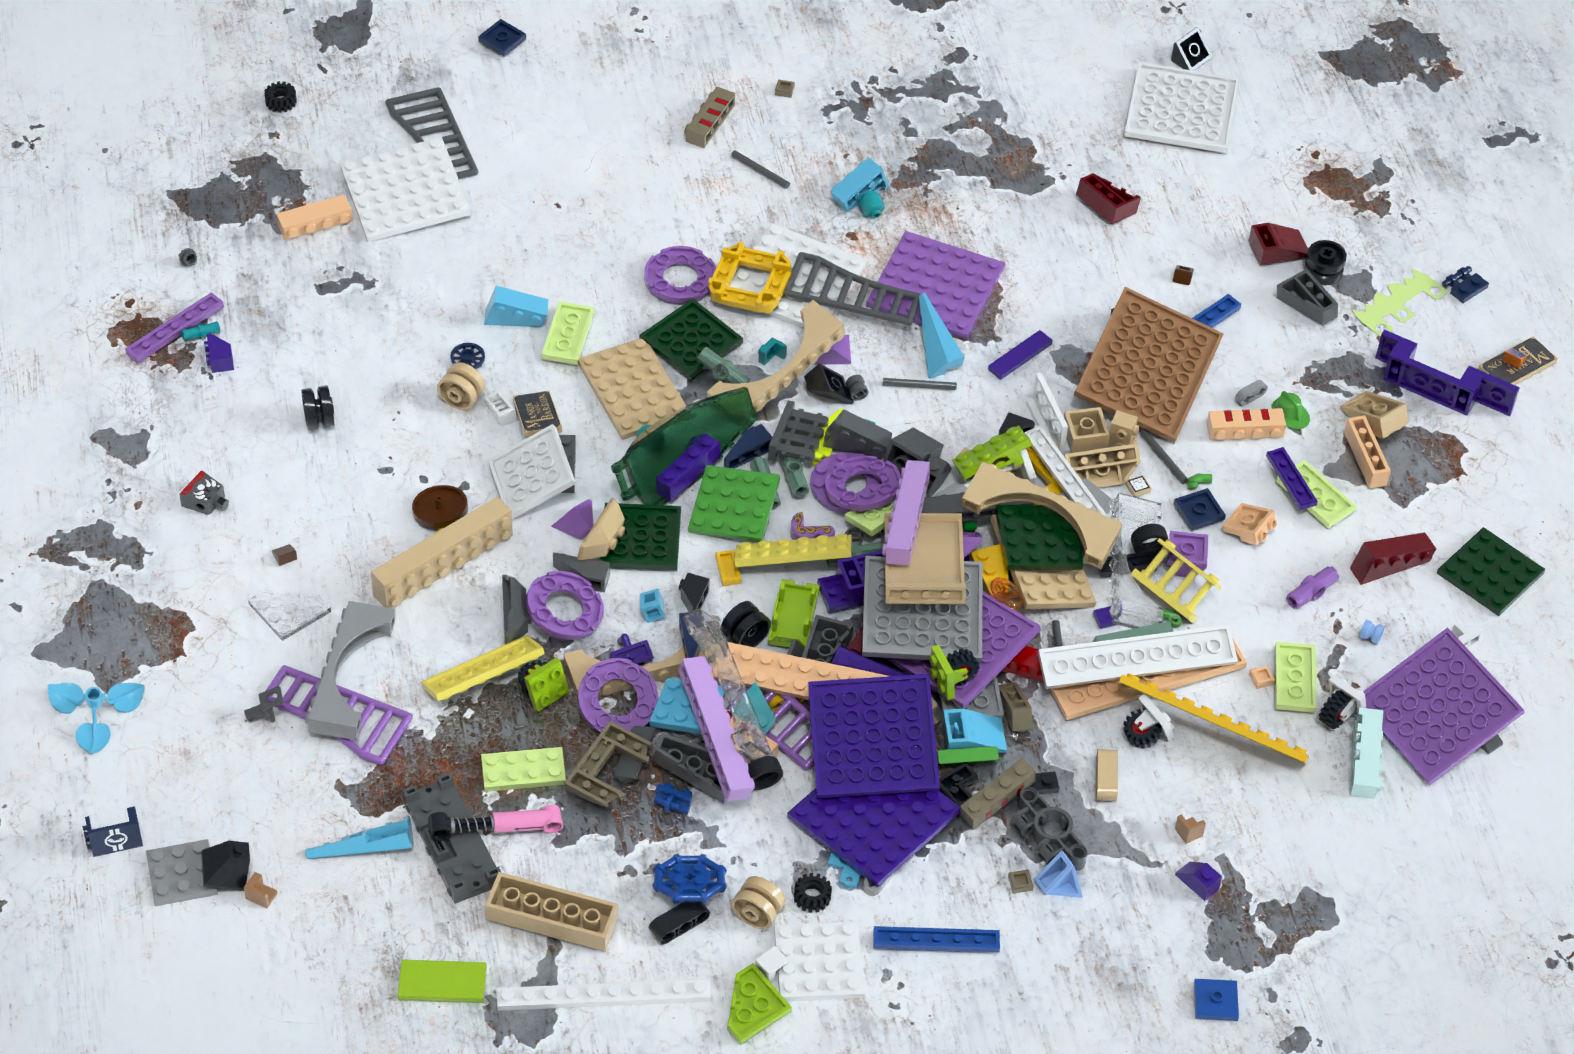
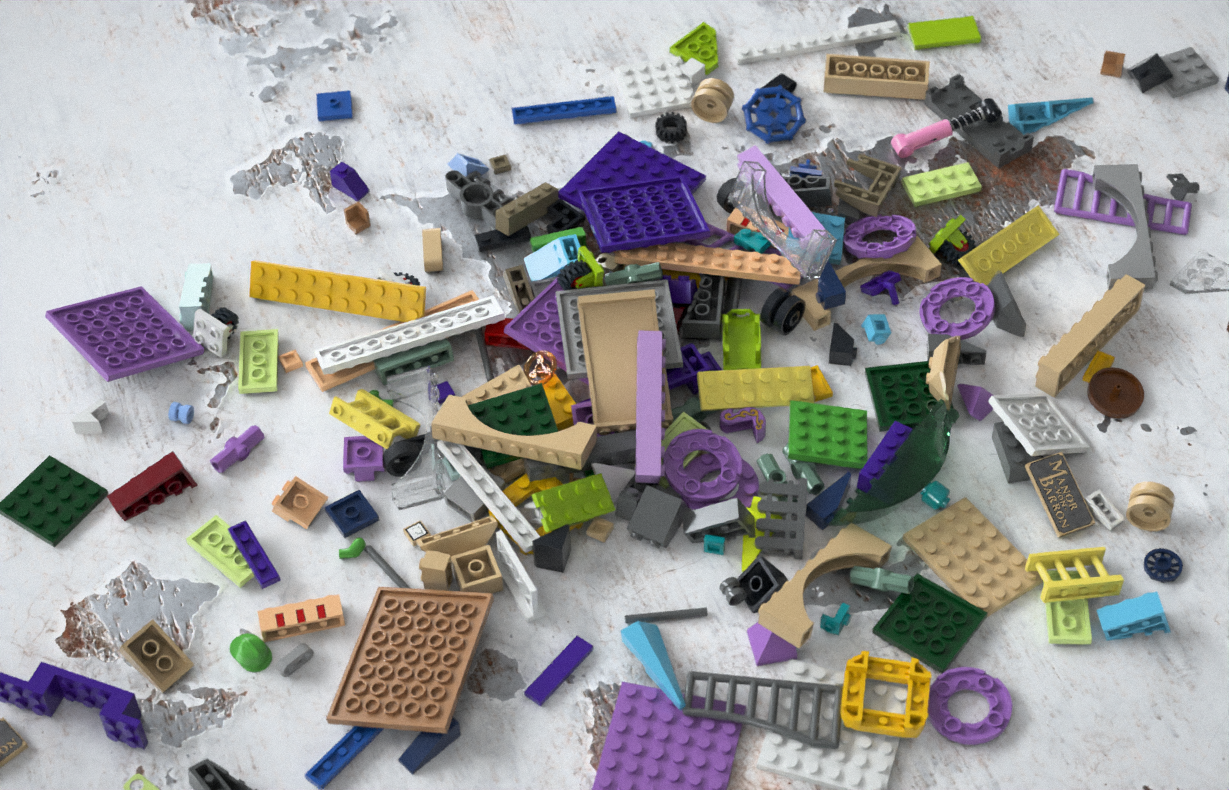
camera: 175 degrees right, 0 degrees up
(550, 328) = (1074, 588): none -> light yellow fence
(895, 662) = (635, 273): none -> sand green piece
(1367, 452) = (169, 599): light nougat brick -> none

